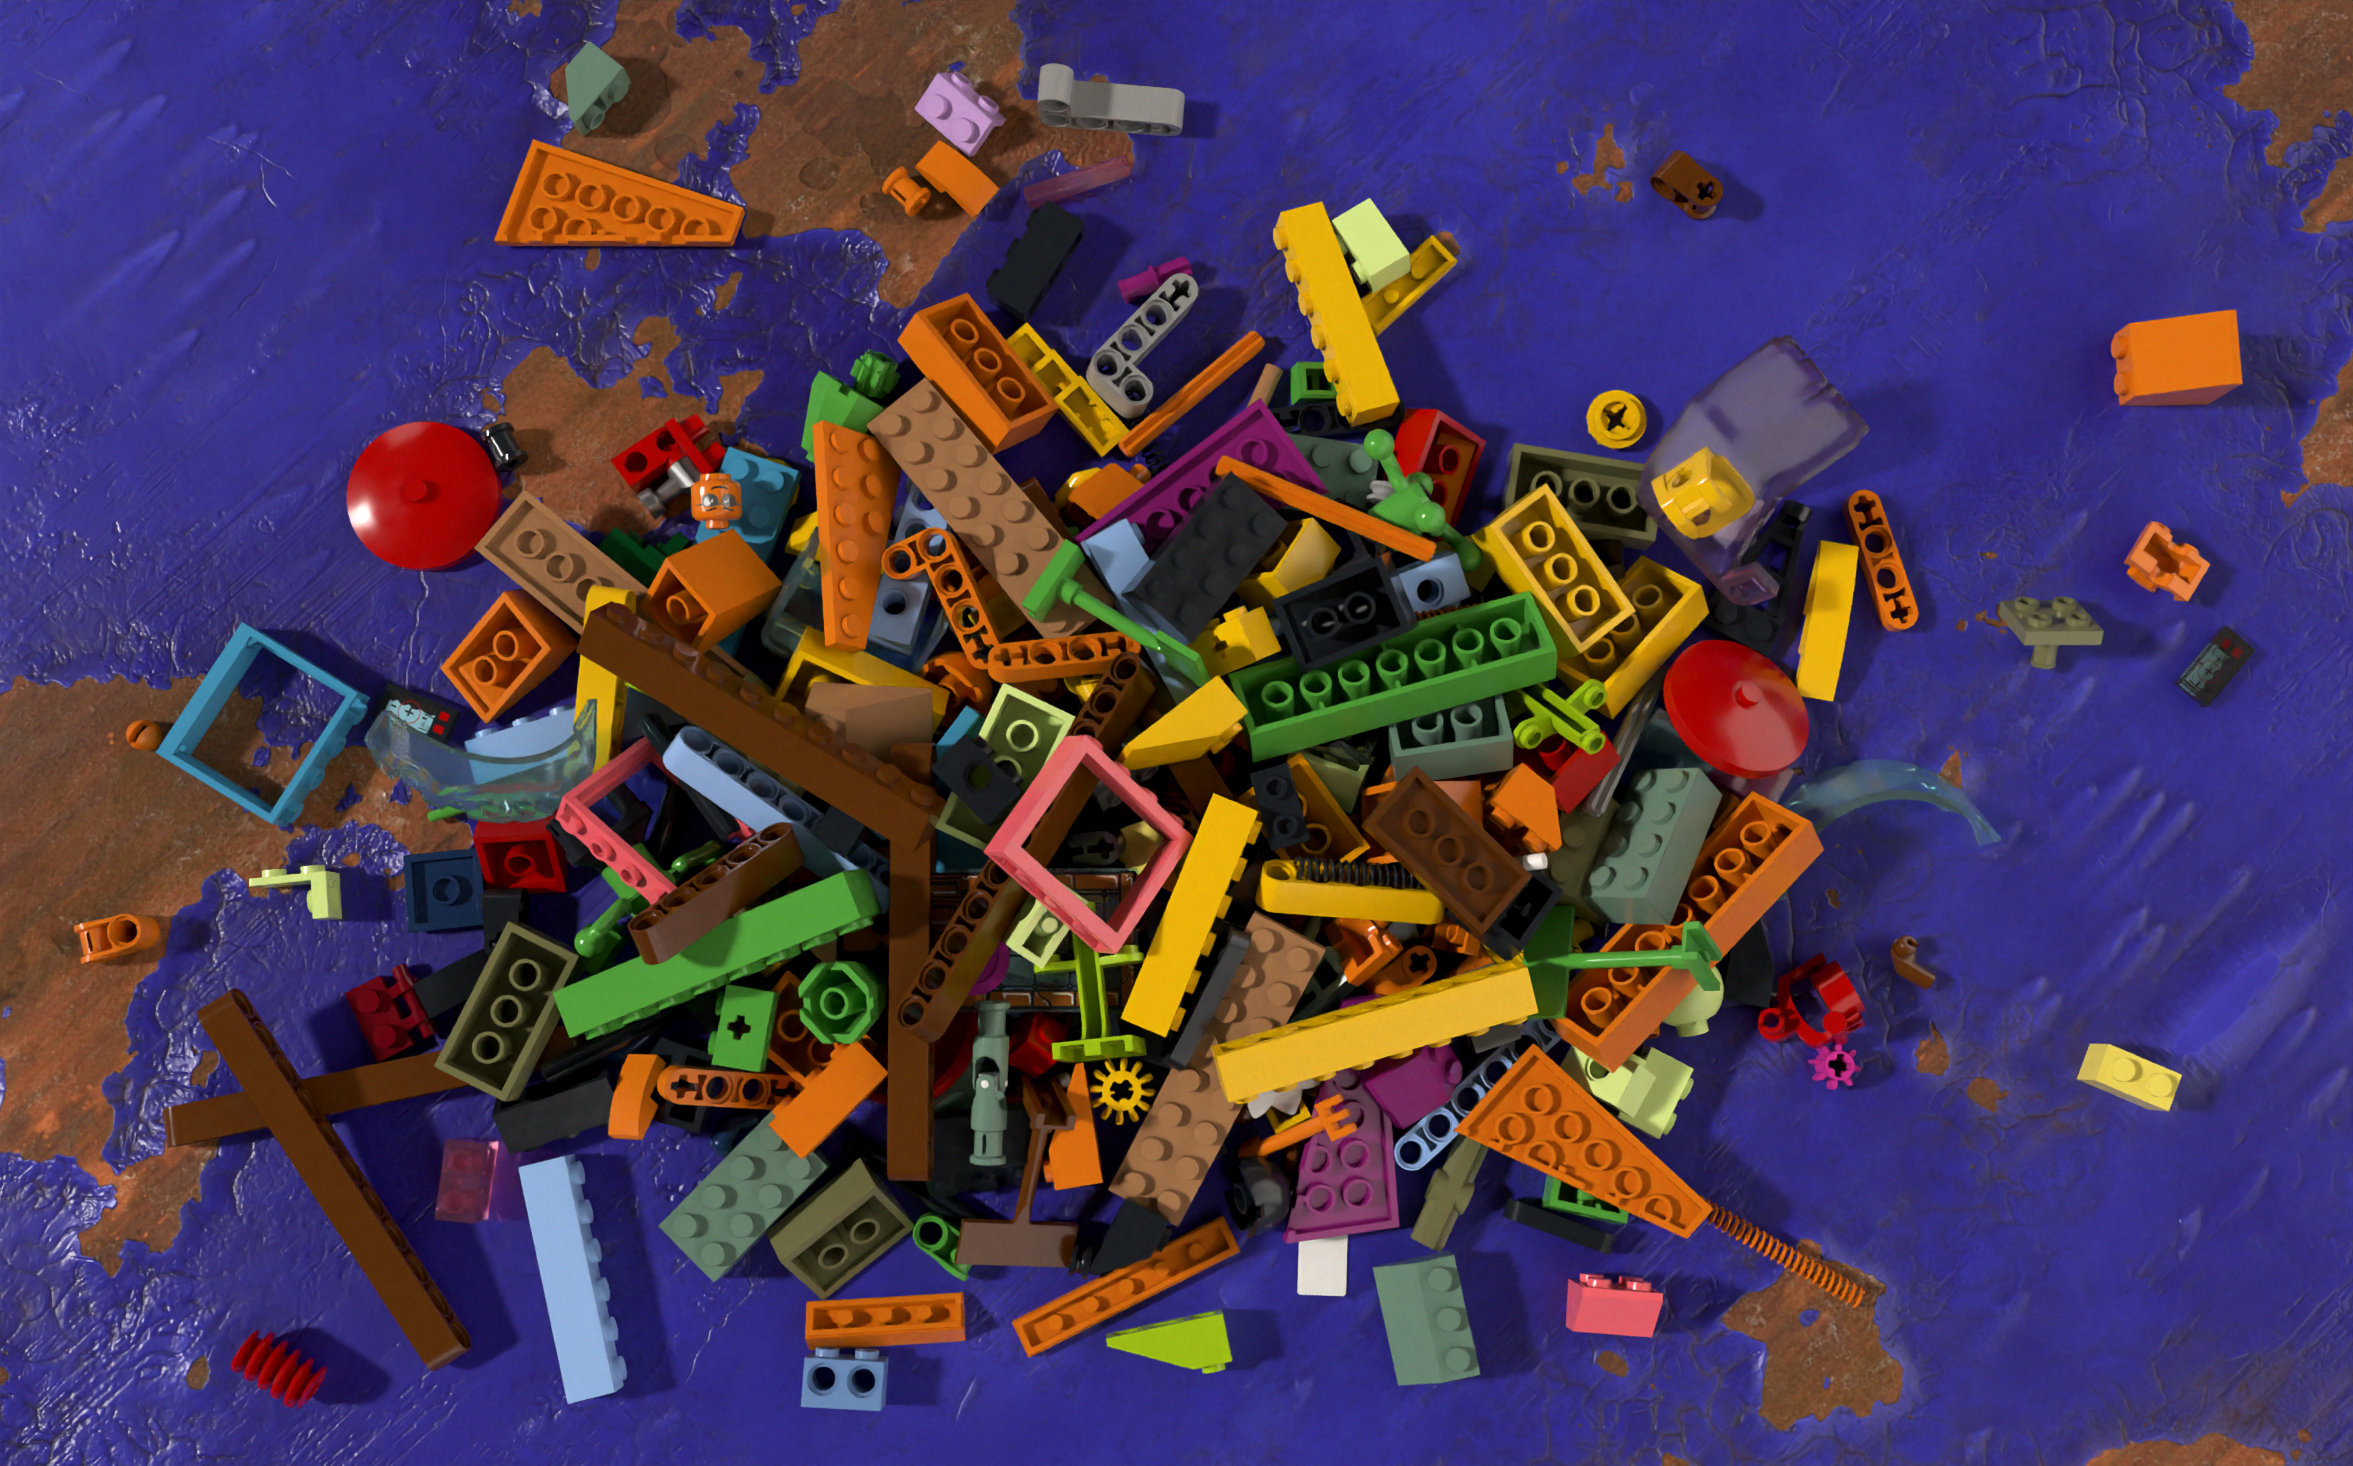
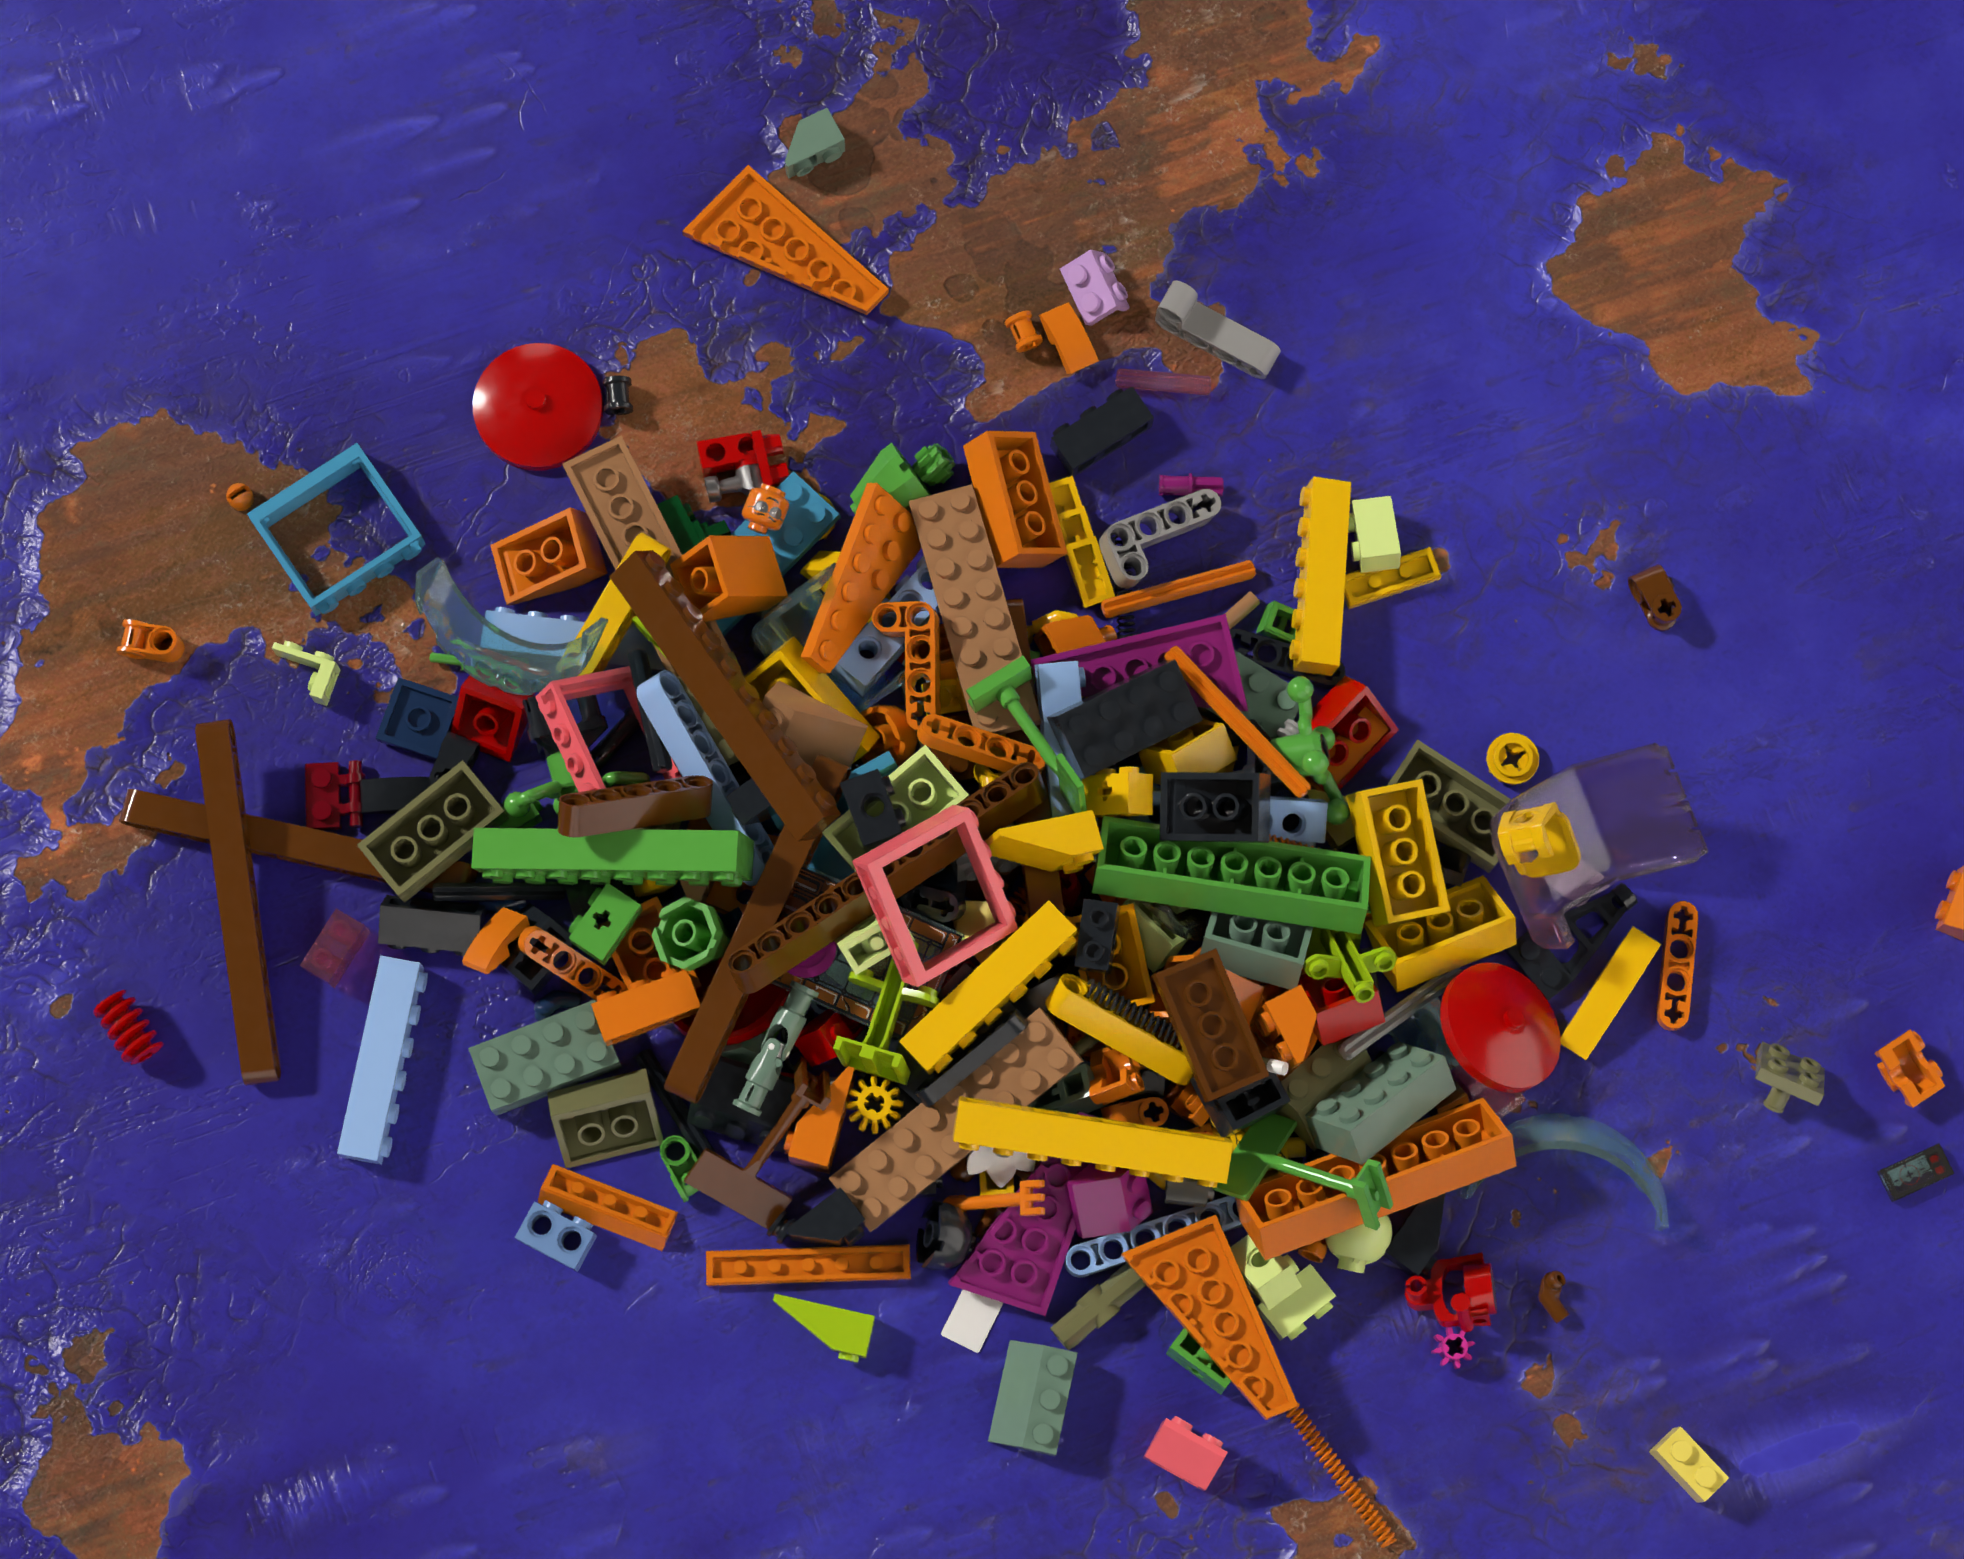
camera: 25 degrees right, 5 degrees down
(420, 712) = (464, 575): tile -> none
(1559, 1226) = (1173, 1373): black beam -> none

